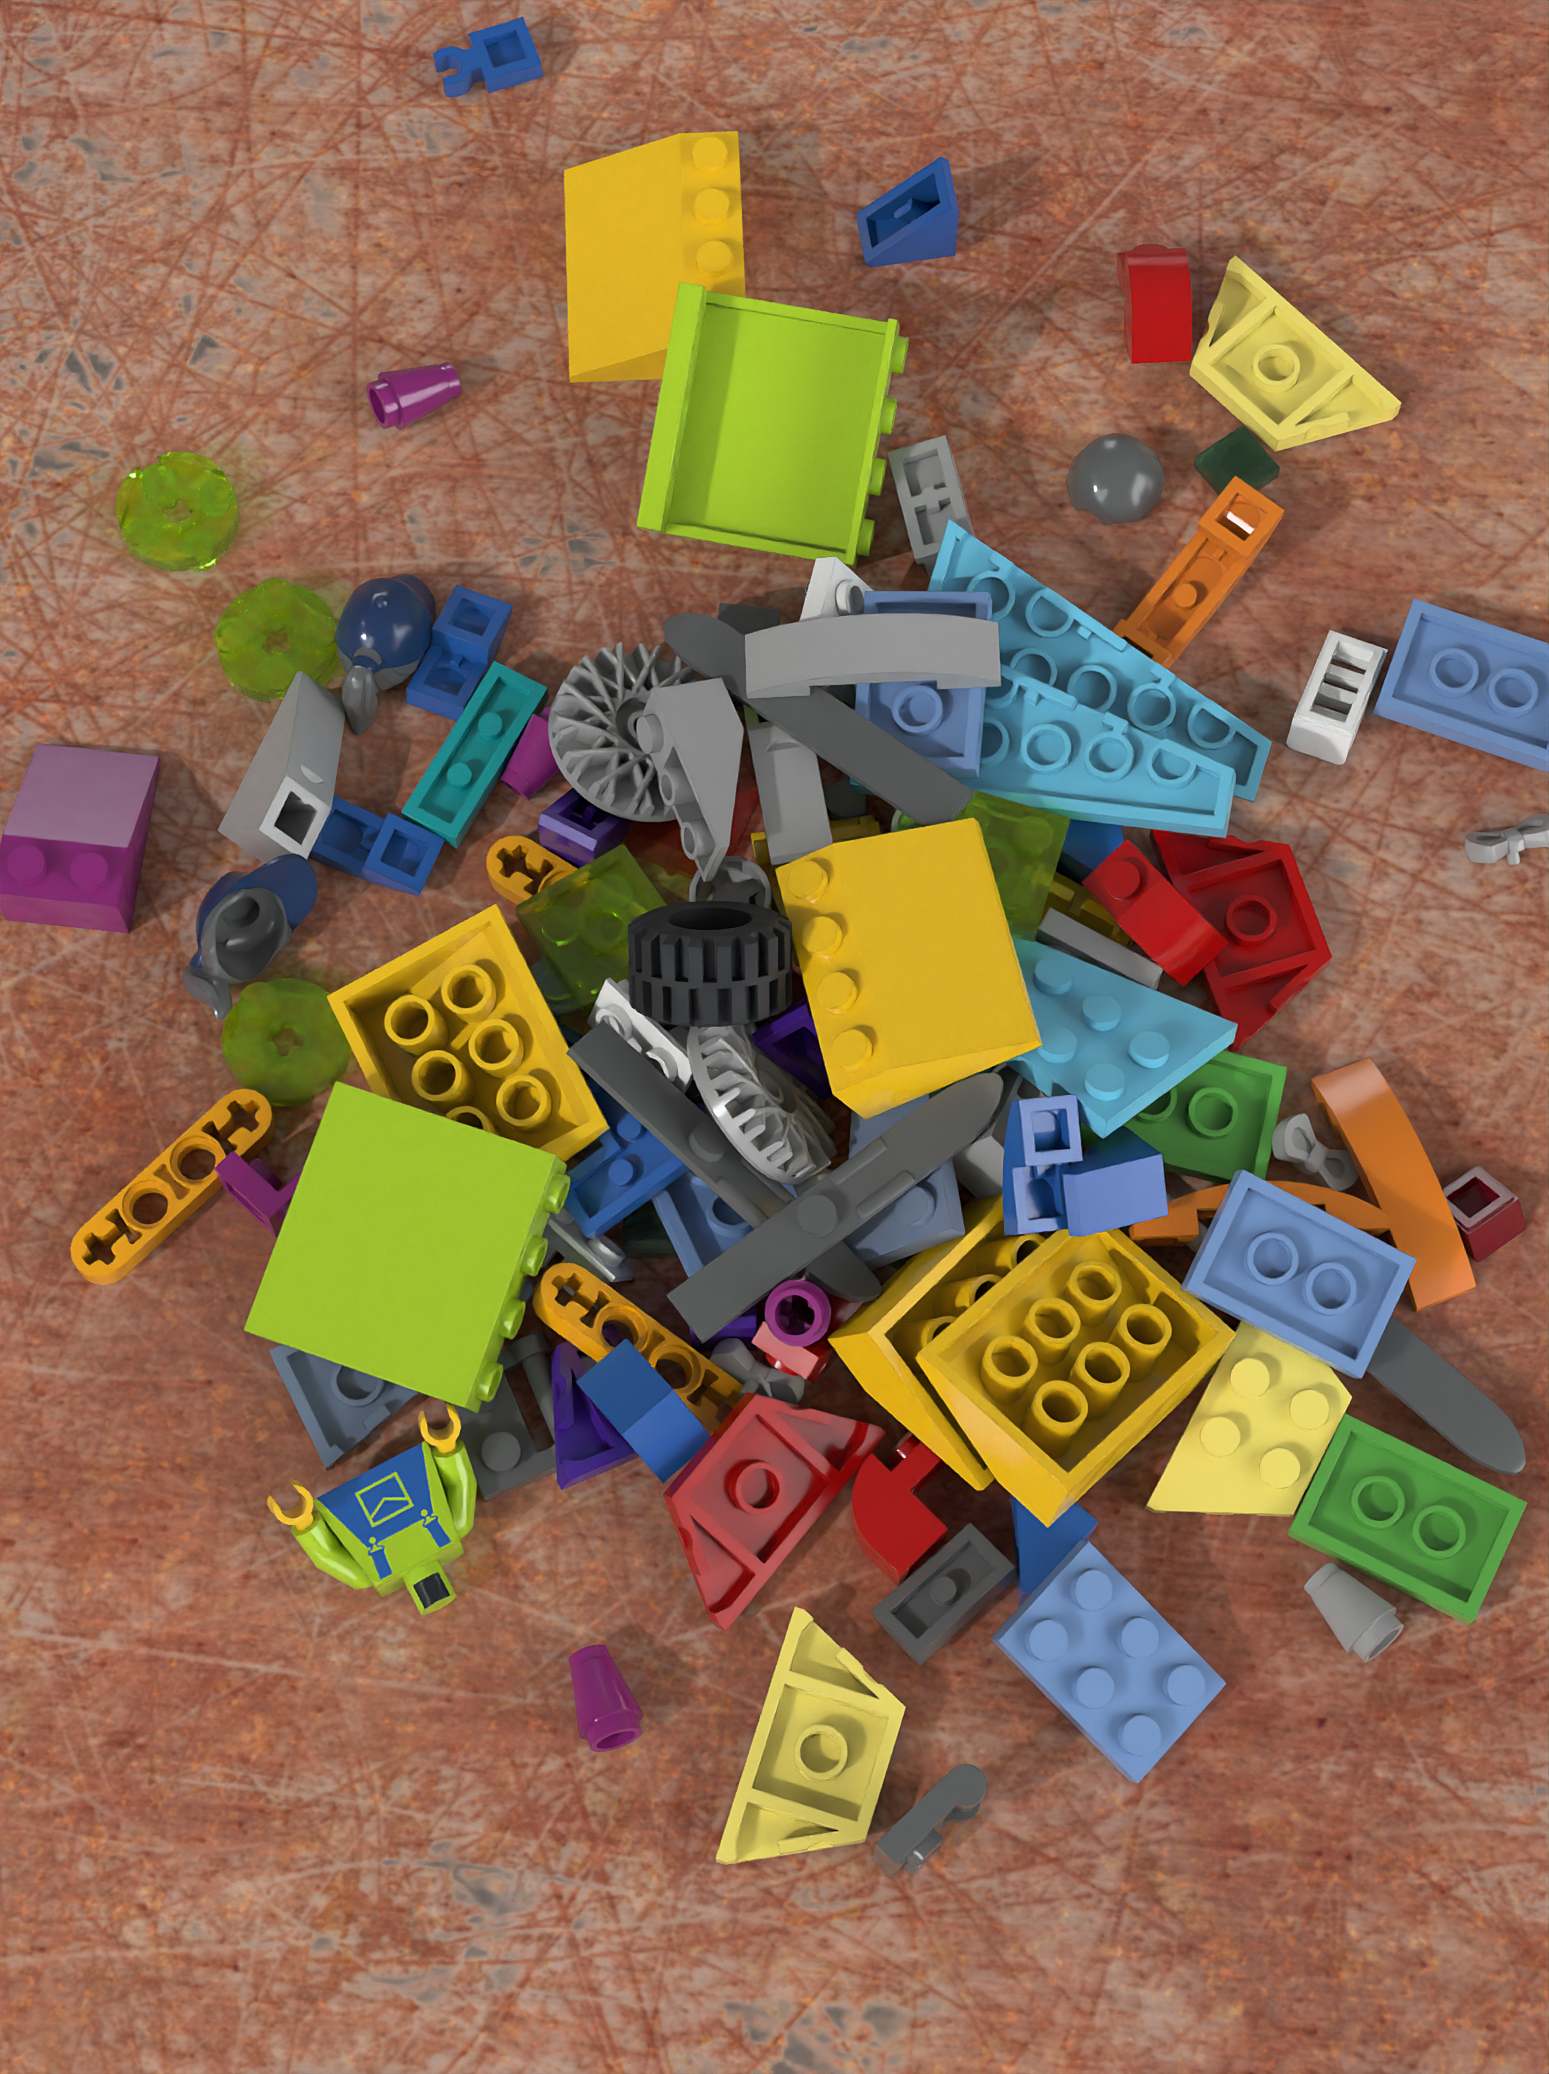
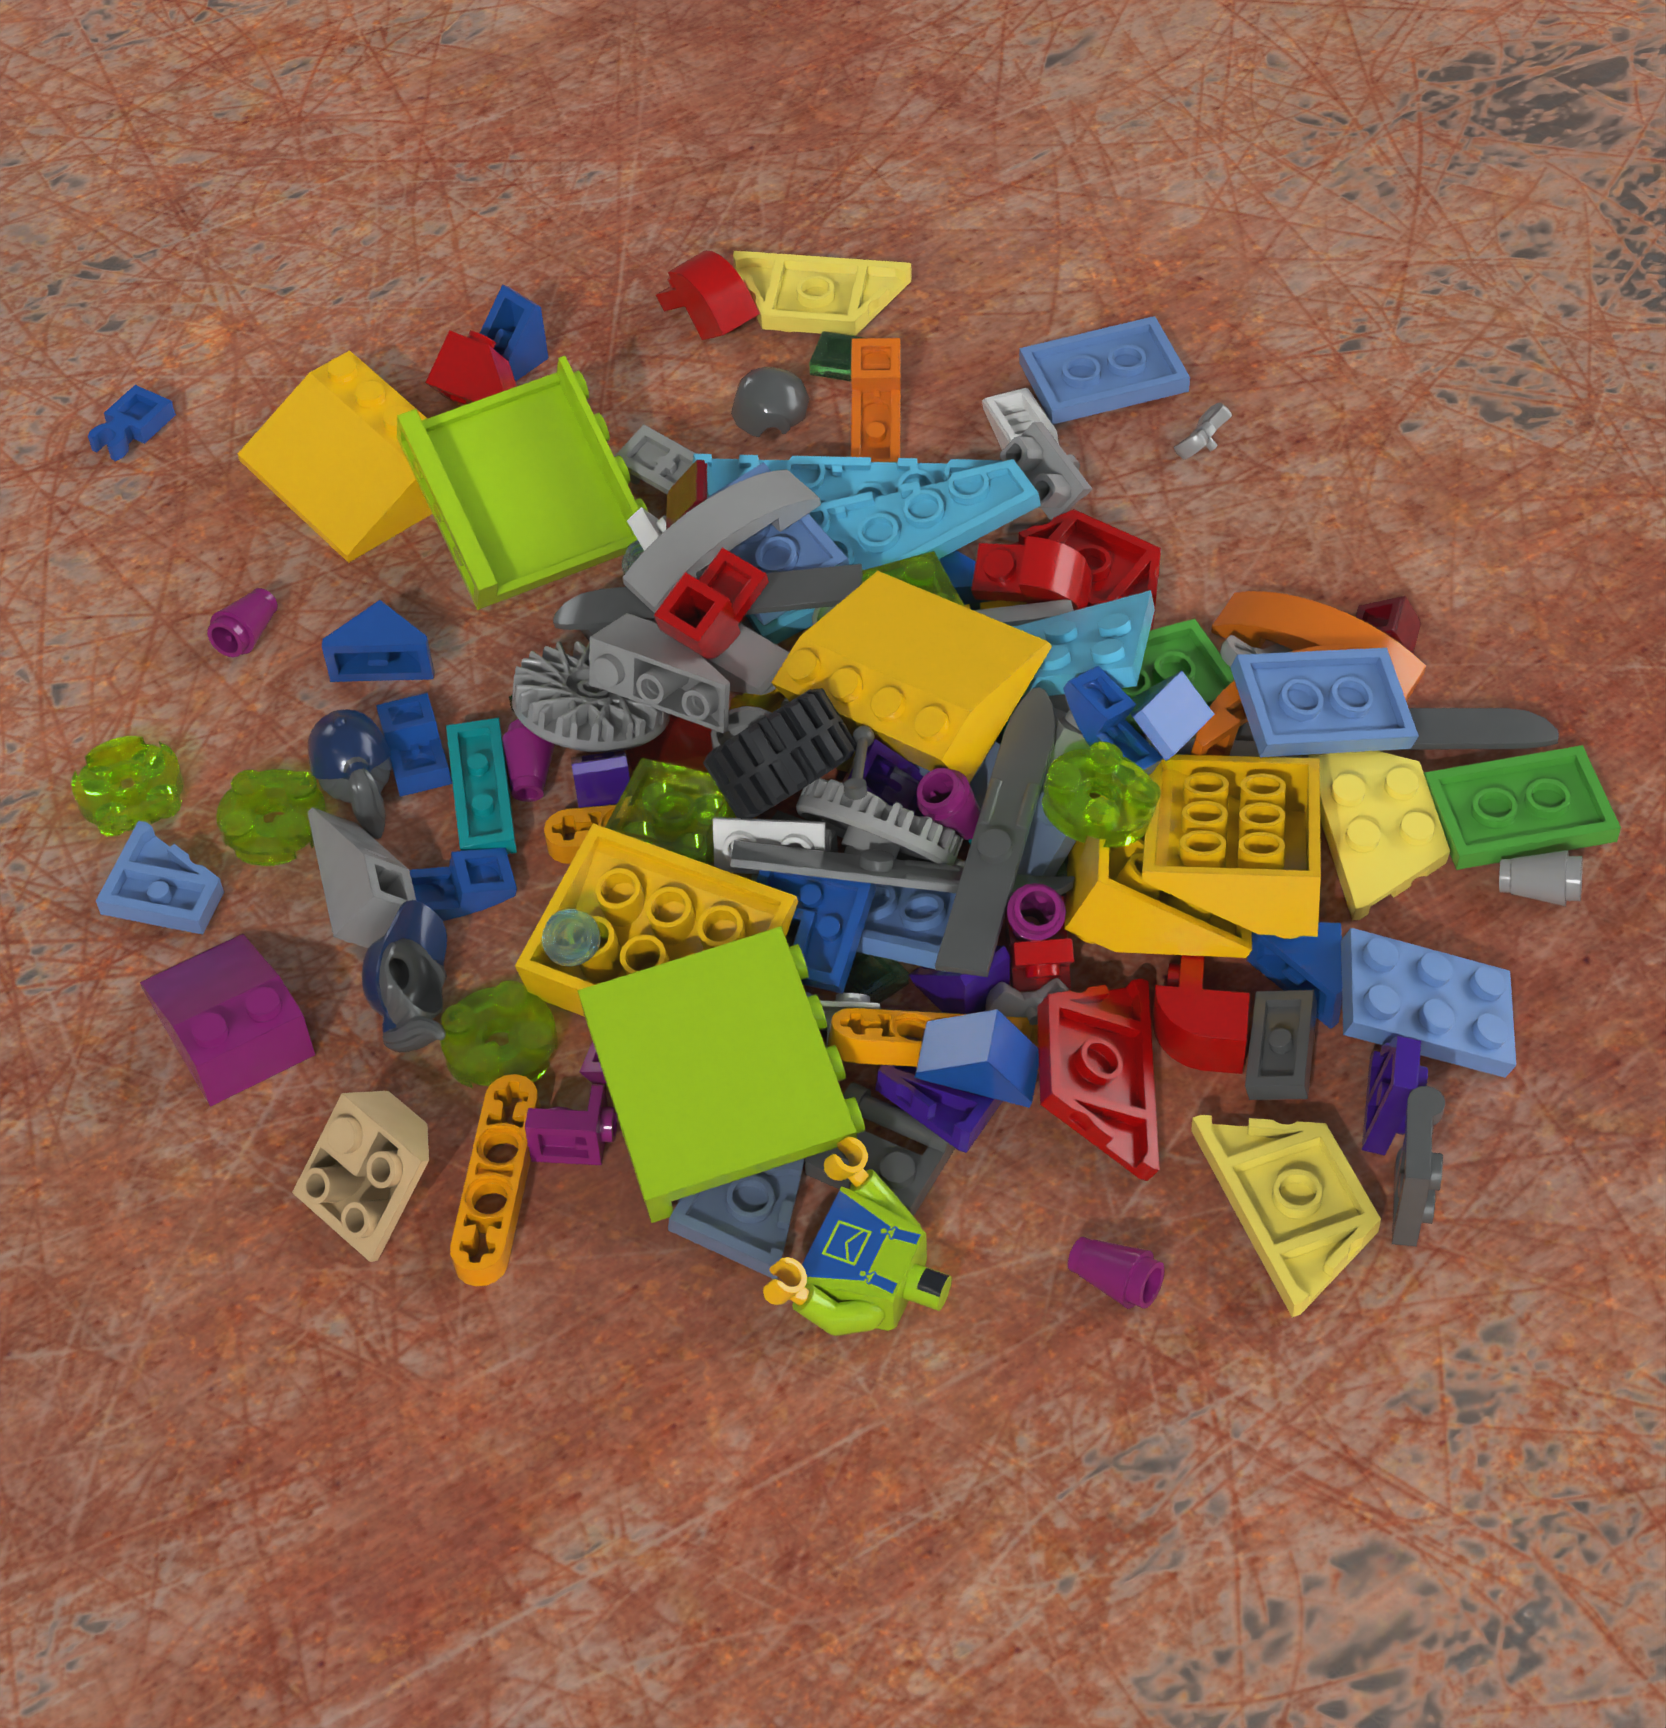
camera: 35 degrees left, 20 degrees down
(70, 1097) = (365, 1168): none -> tan slope
(124, 649) = (159, 885): none -> medium blue wing
(383, 1013) = (571, 937): none -> clear light blue plate
(504, 516) = (377, 648): none -> blue slope
(723, 1067) = (856, 786): none -> dark grey hinge
(778, 749) = (708, 610): none -> red brick
(823, 1129) = (949, 801): none -> magenta cone
(846, 247) = (469, 369): none -> red slope
(877, 587) = (687, 492): none -> slope
(981, 1211) = (1104, 772): none -> clear neon green plate
(983, 1733) = (1390, 1081): none -> dark purple wing
(1299, 780) = (1048, 469): none -> light grey hips

